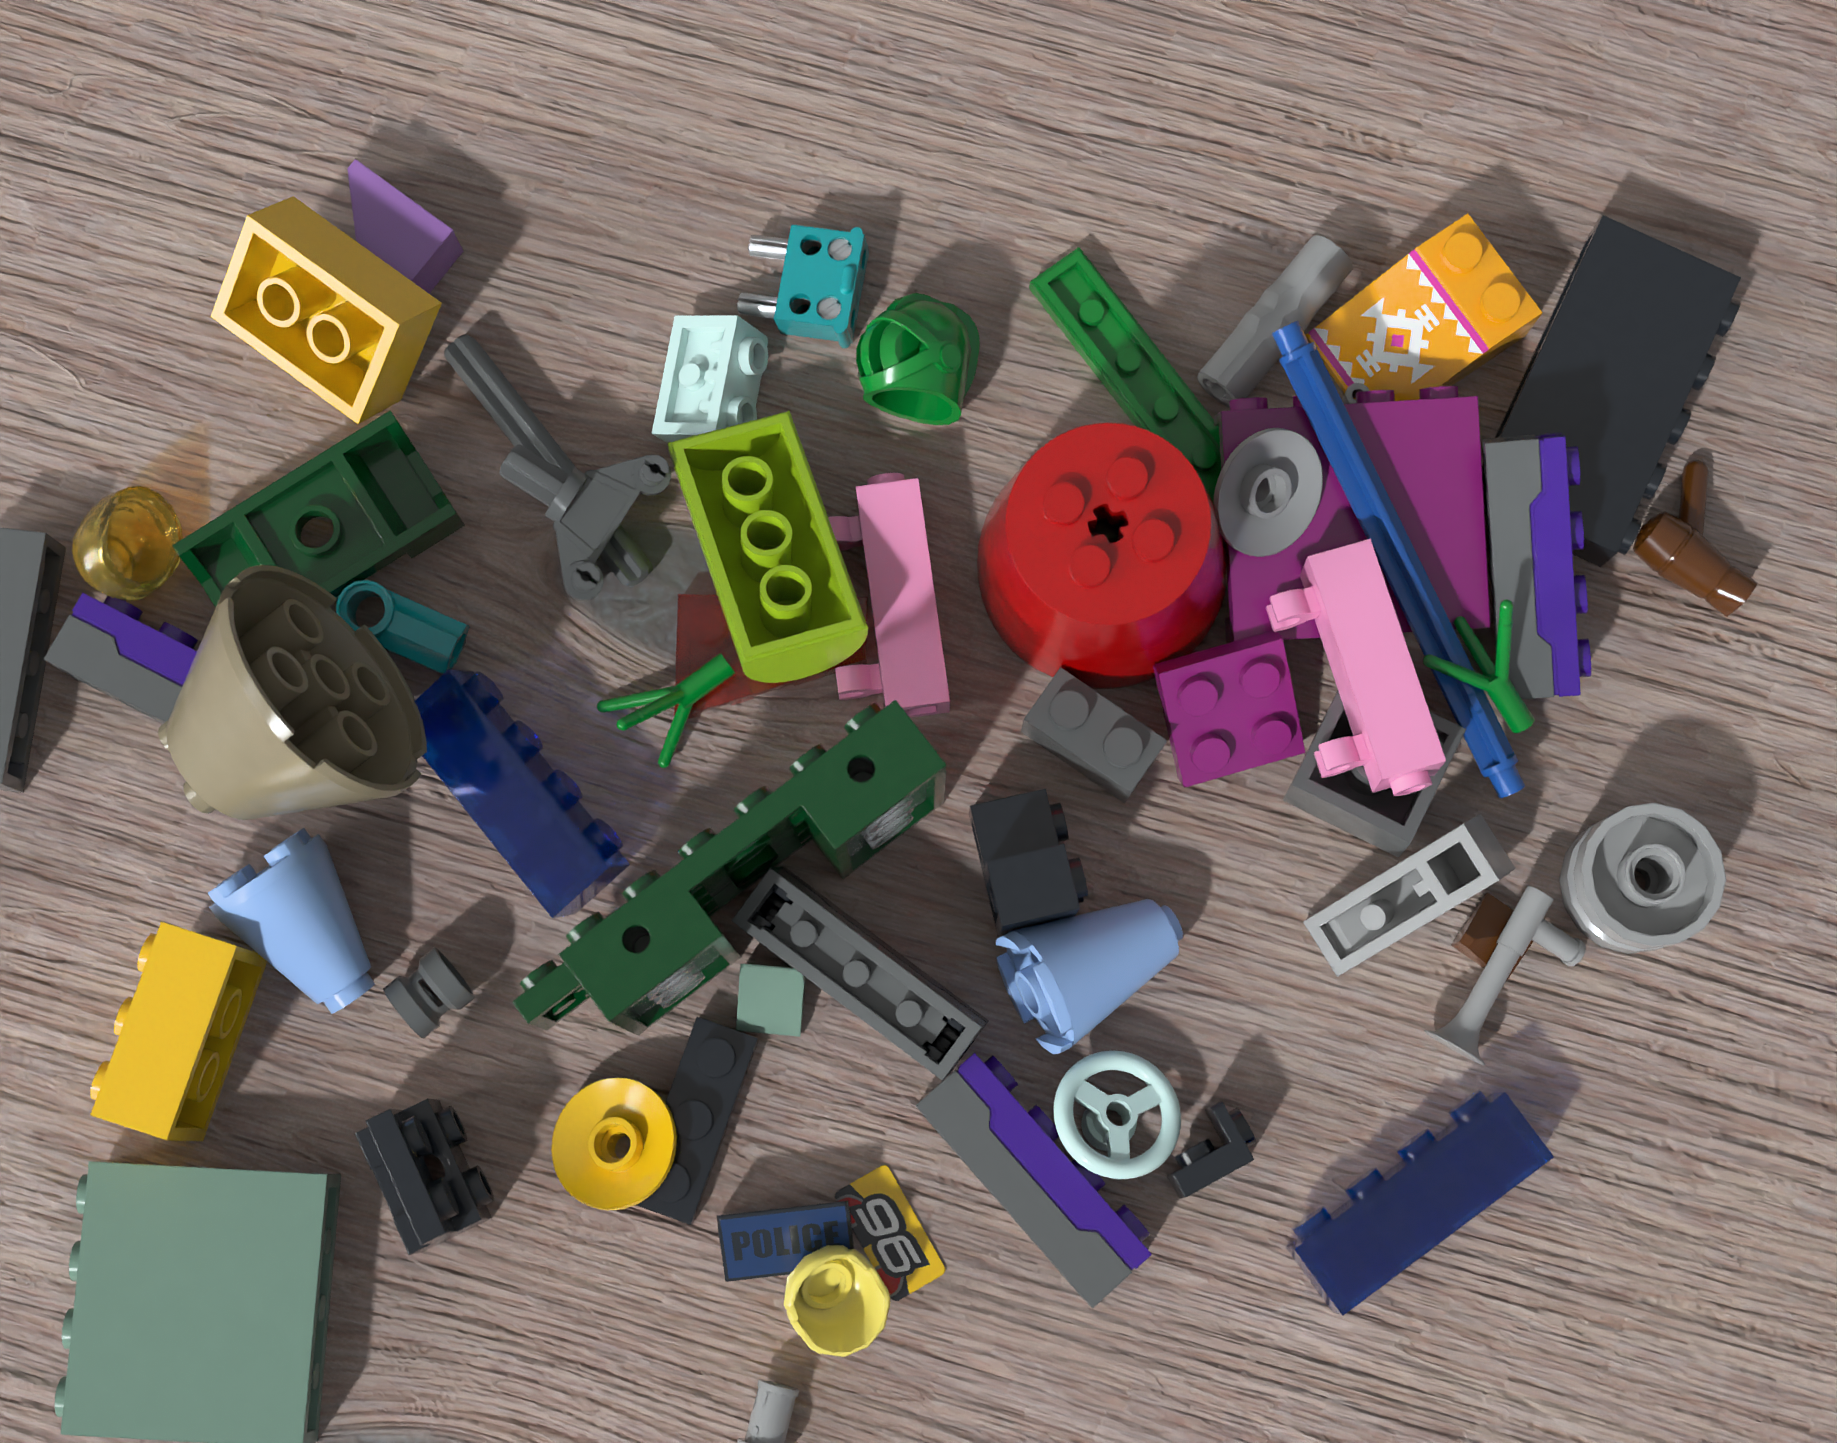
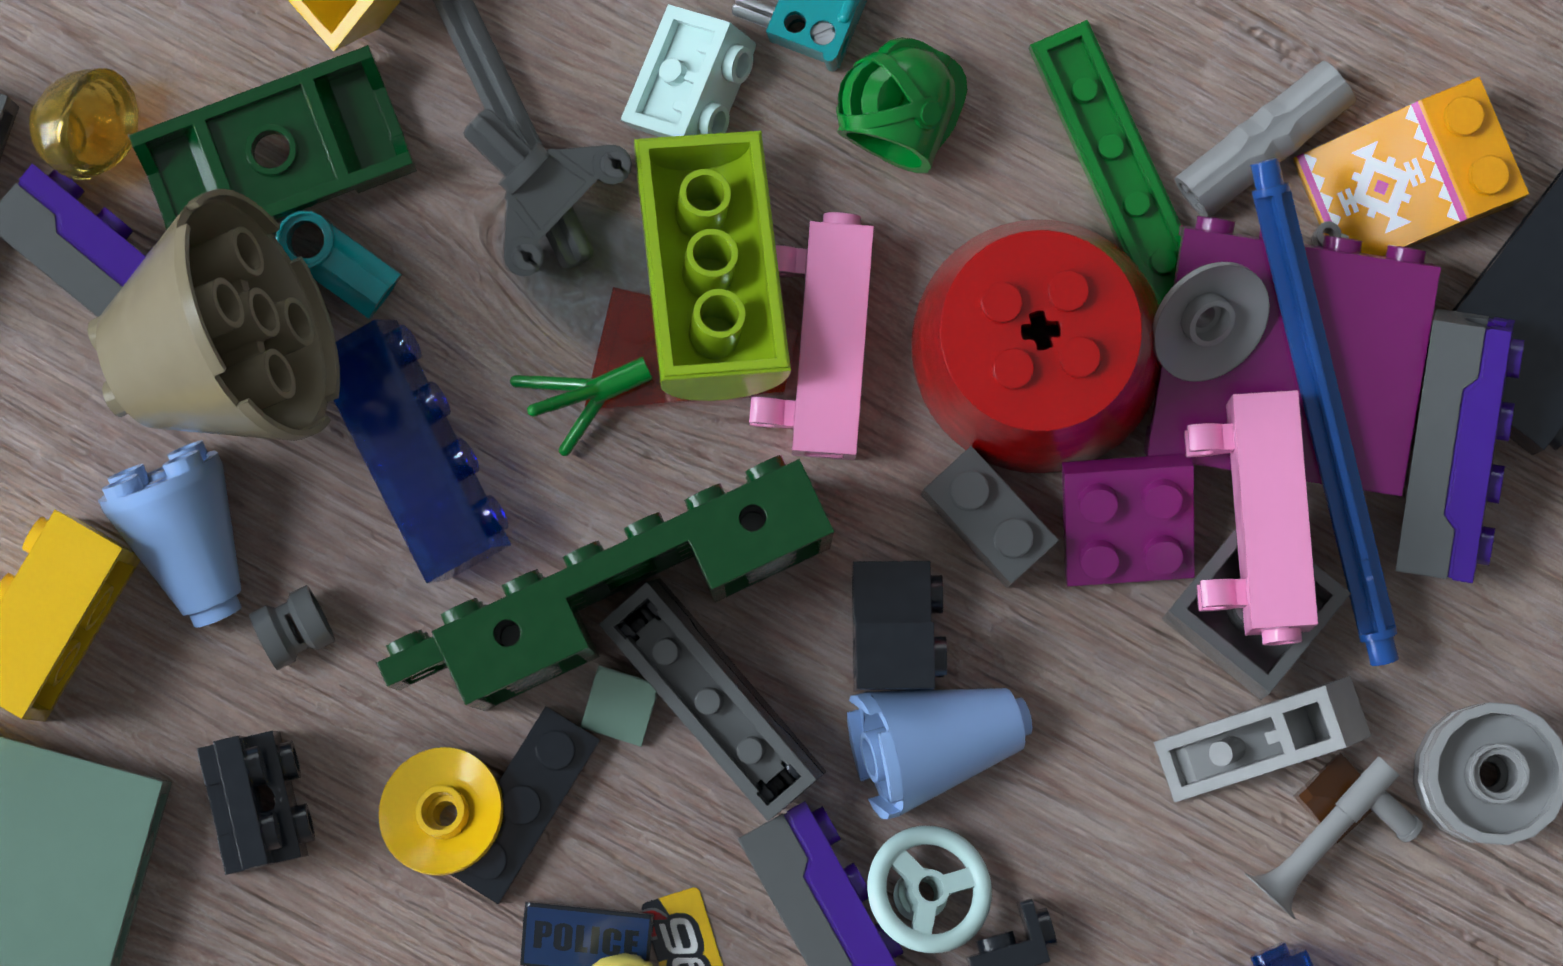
camera: 10 degrees right, 5 degrees up
(1494, 678) = (1392, 550): green plant -> none

